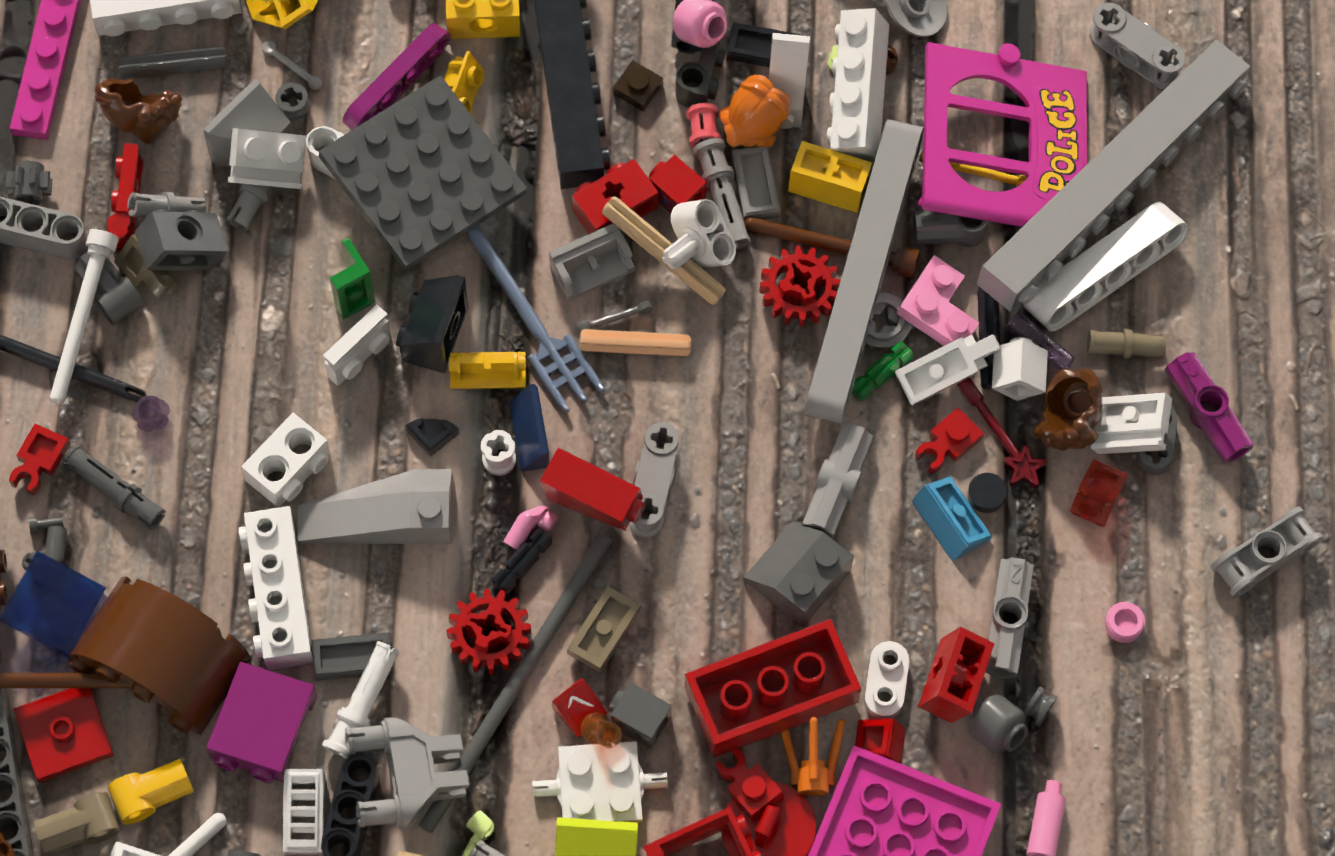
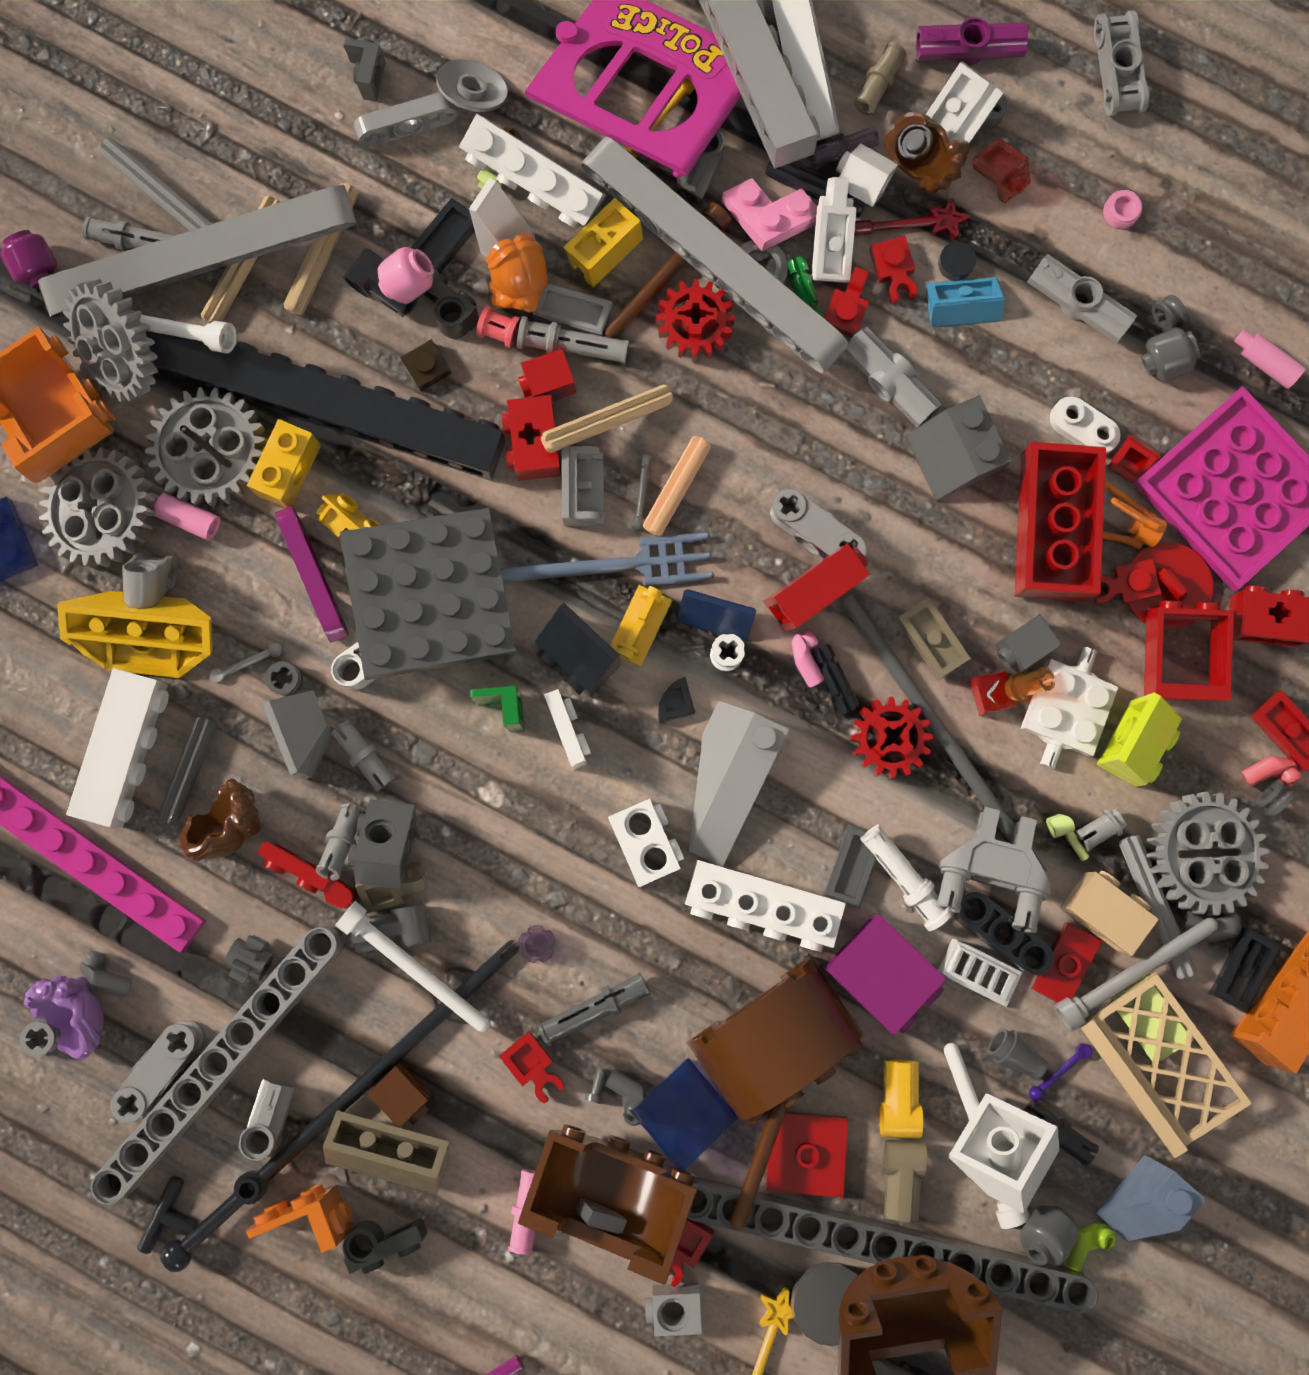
camera: 65 degrees left, 15 degrees up
(266, 158) = (340, 728): white plate -> none
(700, 236) = (612, 378): white beam -> none
(884, 416) = (846, 308): none -> red plate
(956, 675) = (1118, 365): red brick -> none

